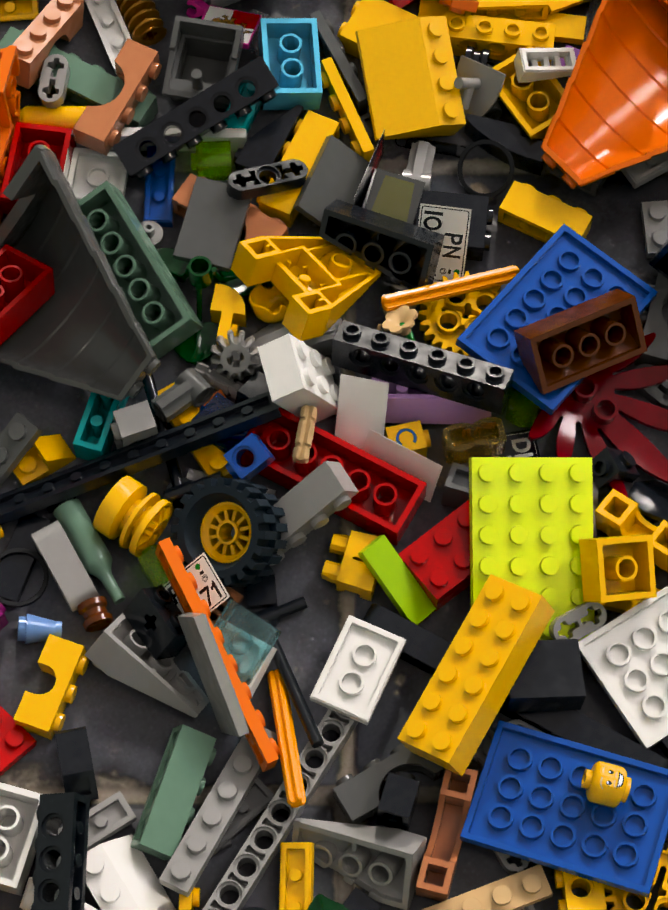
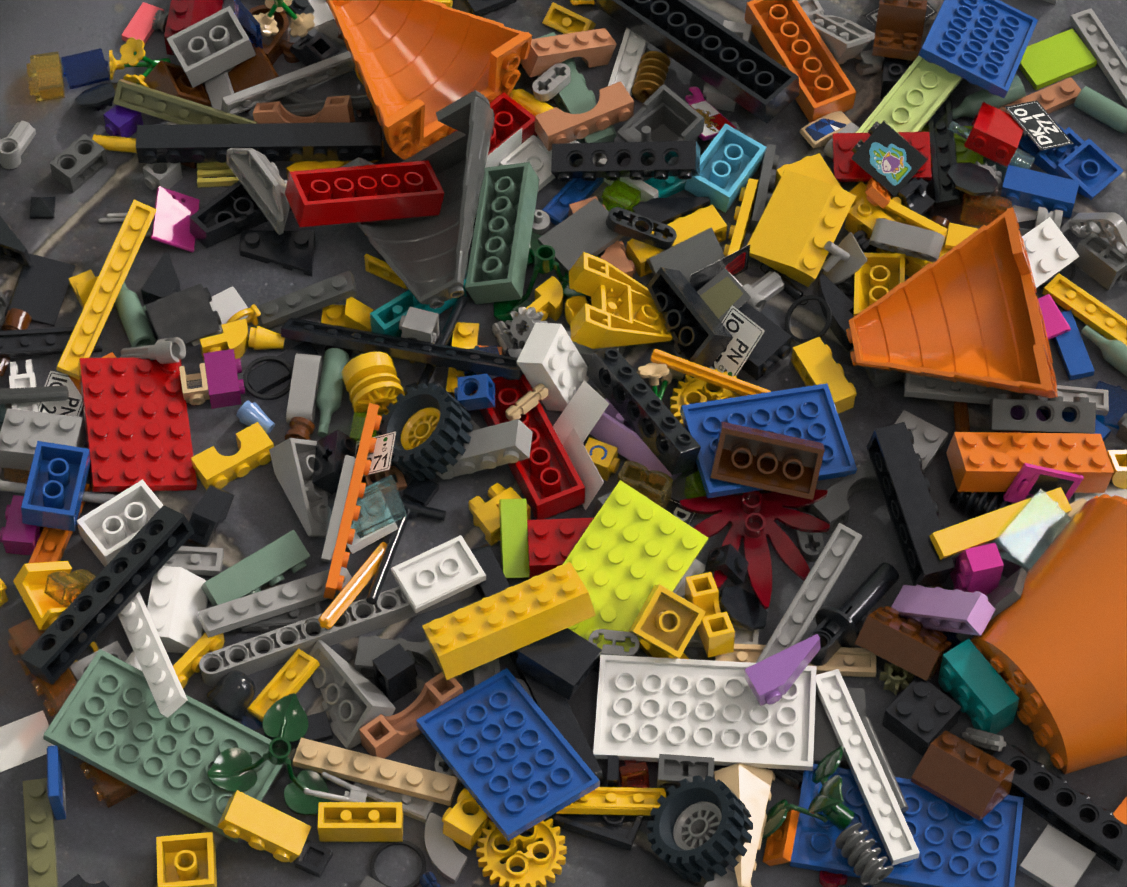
camera: 35 degrees right, 10 degrees down
(38, 385) = (383, 270): none -> yellow slope
(188, 391) = (476, 330): dark grey piece -> none
(525, 30) = (906, 240): none -> light grey beam
(544, 72) = (898, 260): white slope -> none
(606, 784) = (537, 747): yellow head -> none

